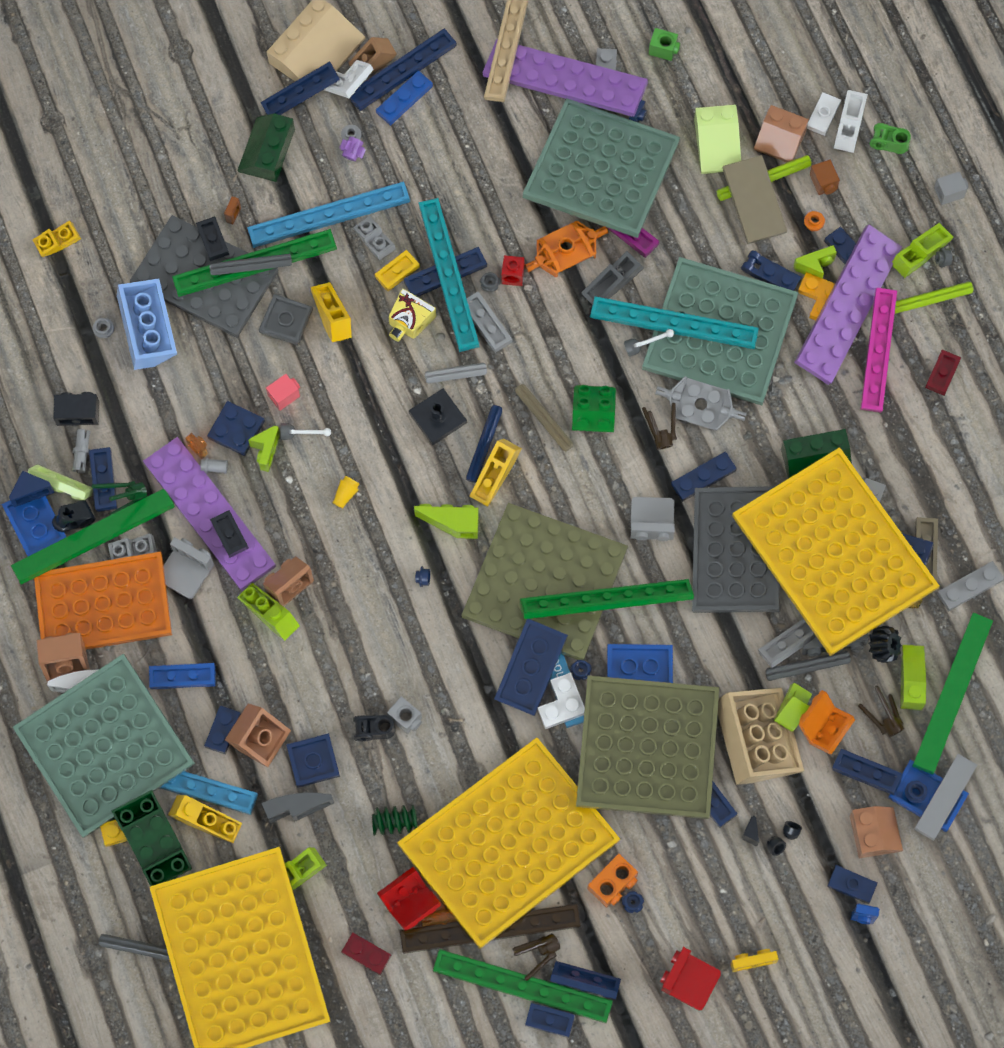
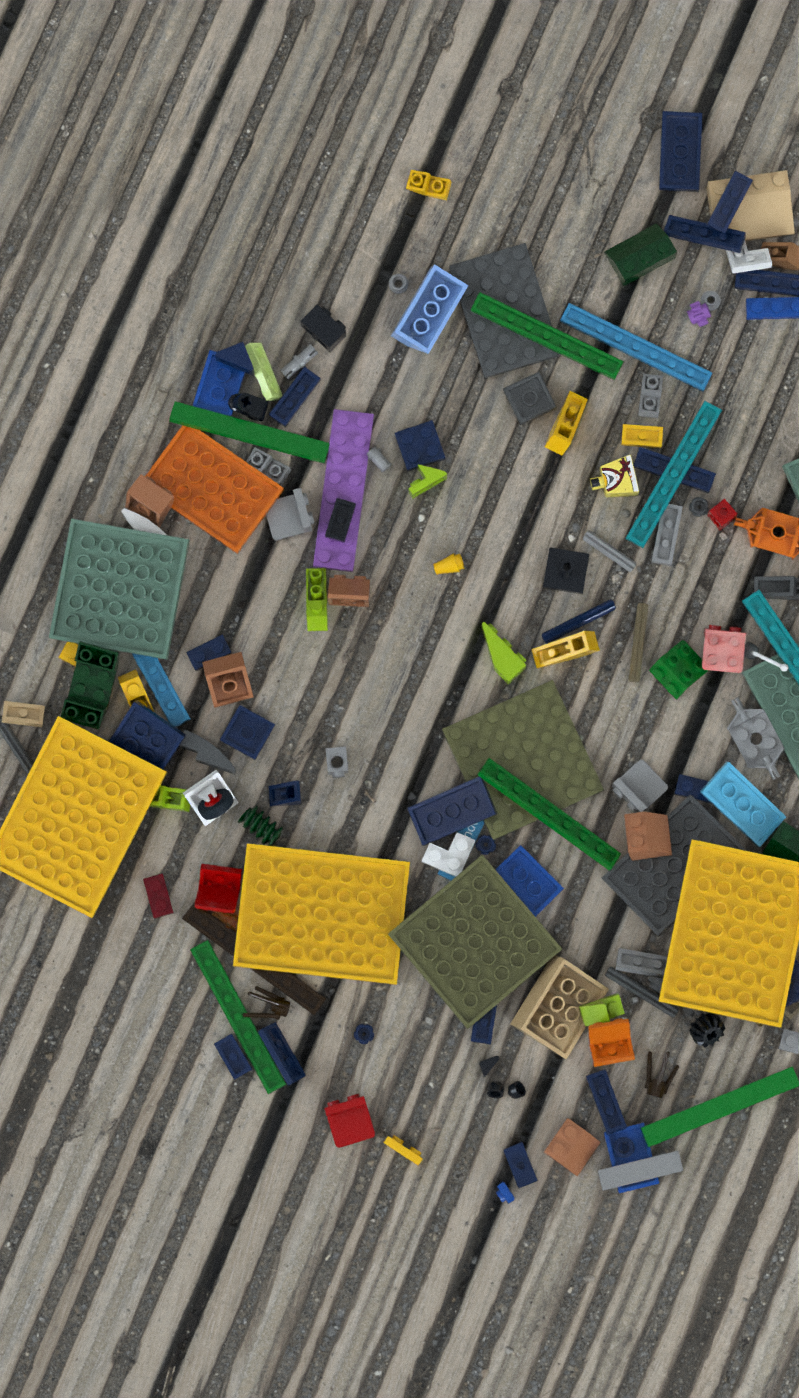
camera: 45 degrees right, 10 degrees up
(118, 915) = (23, 714): none -> tan plate
(134, 492) = (305, 427): dark green plant -> none
(182, 676) = (216, 589): blue plate -> none
(197, 444) = (381, 433): clear orange plate -> none
(212, 238) = (534, 290): black plate -> none
(224, 53) = (680, 151): none -> dark blue plate
(232, 210) = (570, 280): dark orange tile -> none
(236, 834) = (147, 735): none -> dark blue plate
(250, 264) = (541, 336): dark grey axle -> none
(283, 391) = (477, 451): coral brick -> none
(288, 431) = (452, 483): hinge -> none
(297, 49) = (729, 202): none -> dark blue plate
(333, 836) = (210, 797): none -> plate
(371, 727) = (305, 747): black piece -> none
(389, 777) = (285, 794): none -> dark blue slope
(423, 577) = (443, 676): dark blue plate -> none
(608, 877) = (364, 1002): orange brick -> none
(612, 362) = (723, 649): none -> bracket
(662, 438) = (704, 737): dark brown plant -> none
(695, 545) = (647, 835): none -> nougat slope
(740, 457) = (743, 804): none -> medium azure plate
(913, 678) = (705, 1069): lime slope -> none

